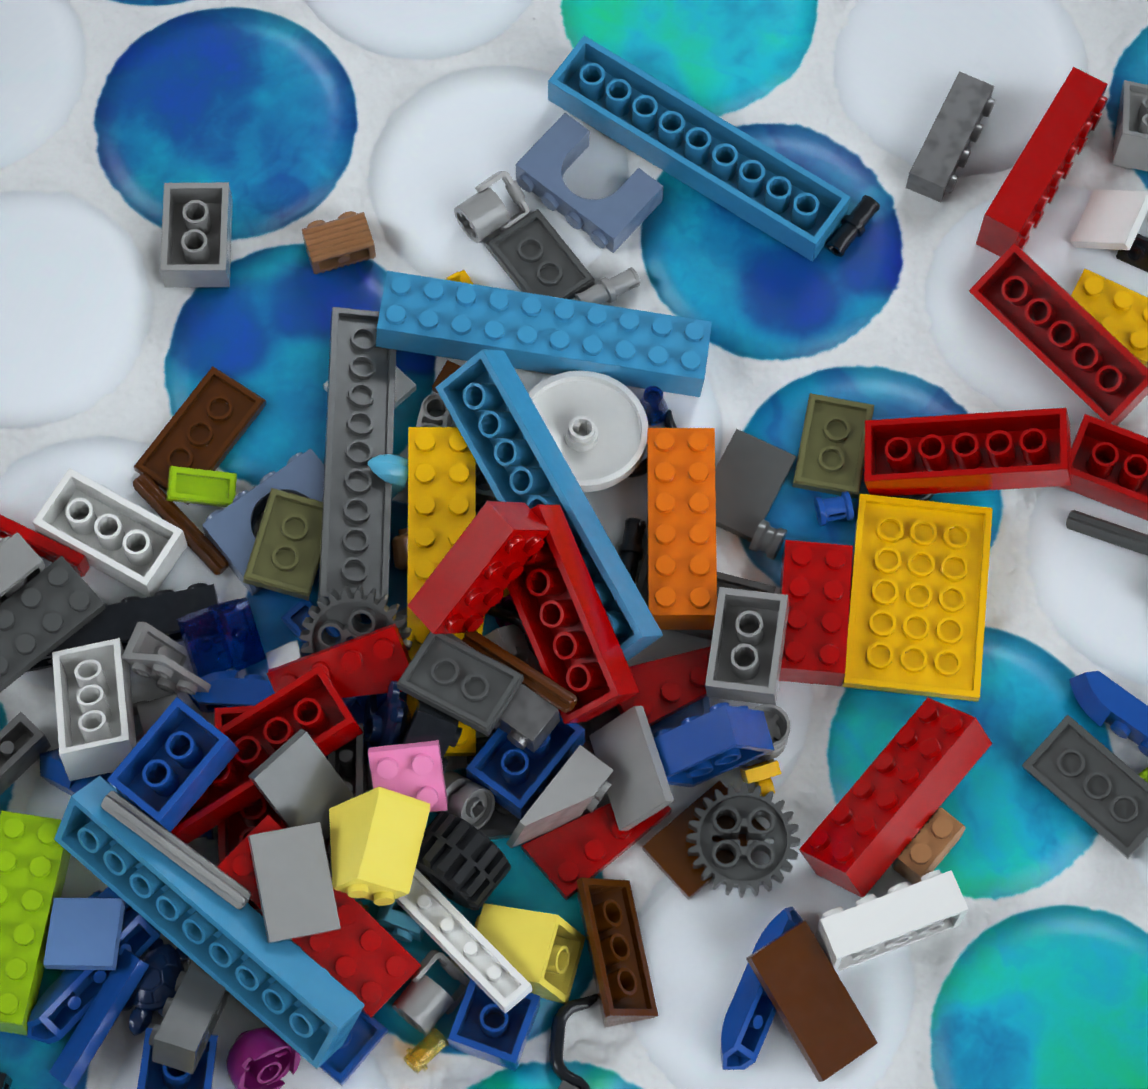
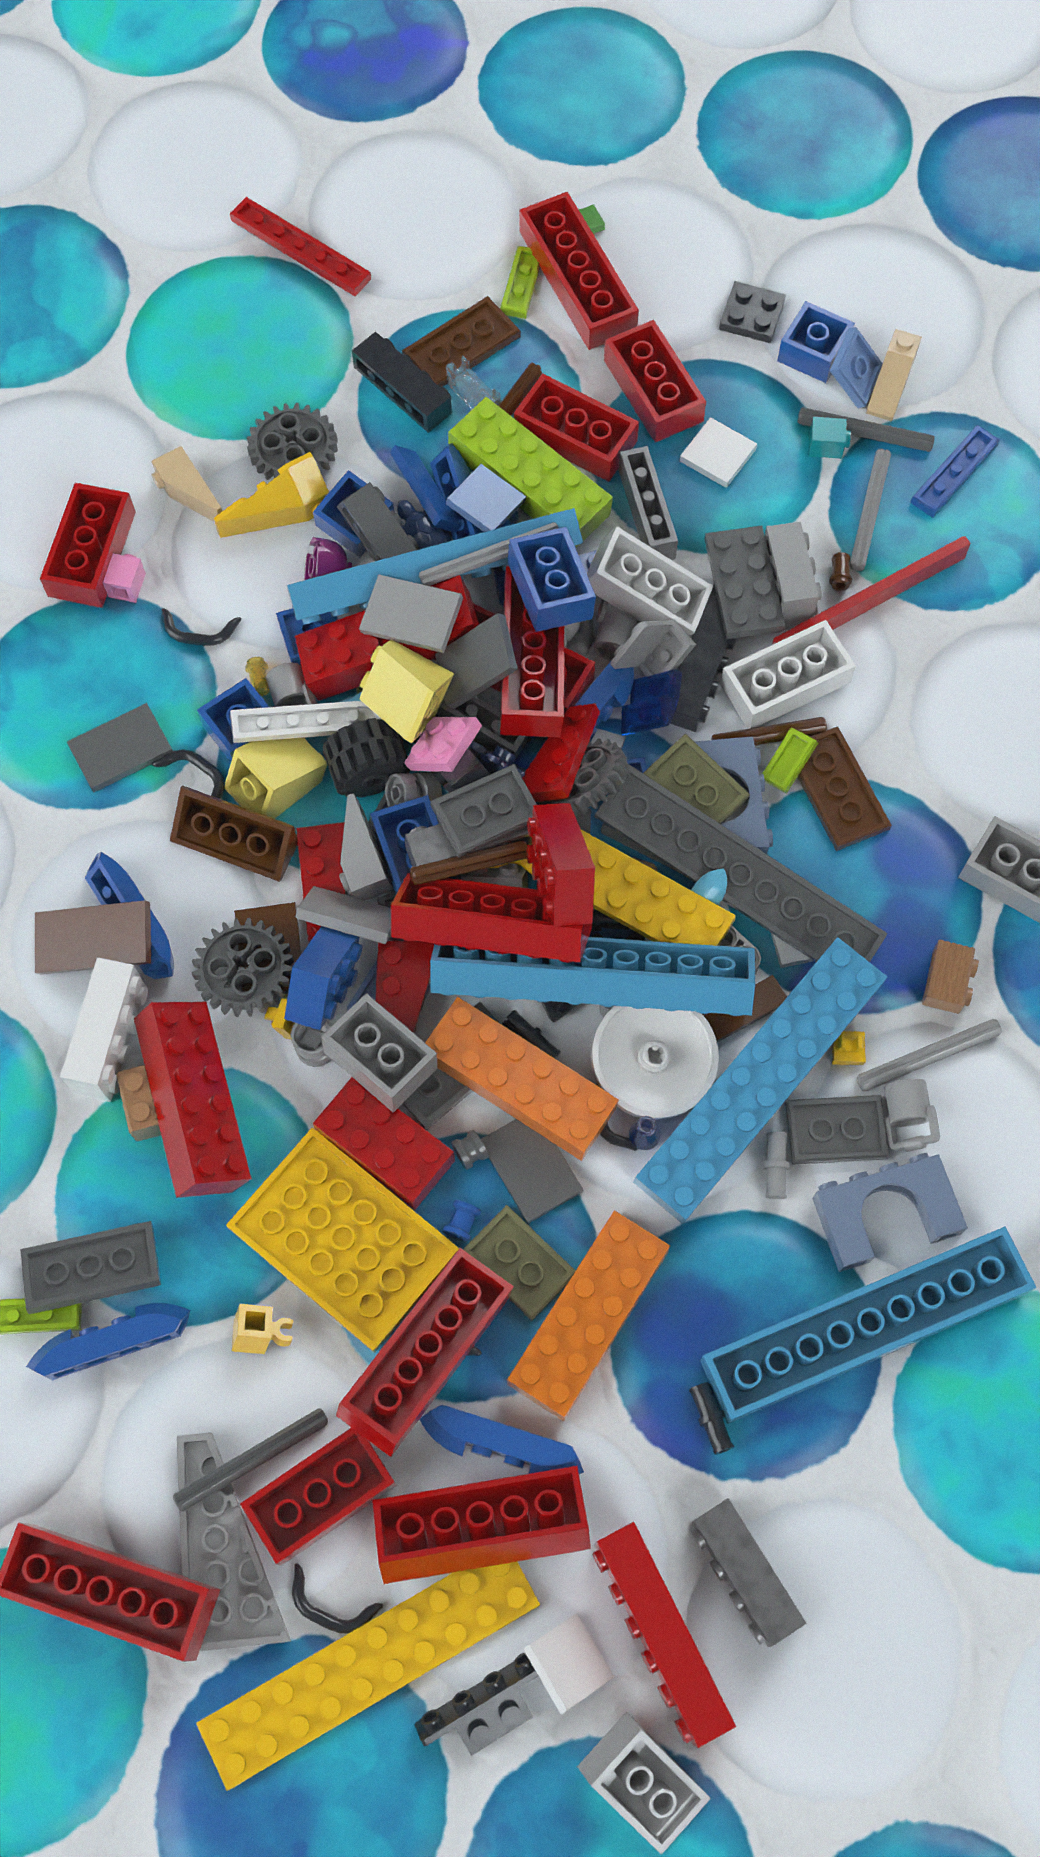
camera: 125 degrees right, 0 degrees up
(422, 225) = (929, 1055): none -> light grey axle
(840, 359) = (588, 1315): none -> orange brick
(983, 356) = (457, 1429): none -> blue brick
(1046, 609) = (255, 1329): none -> yellow brick

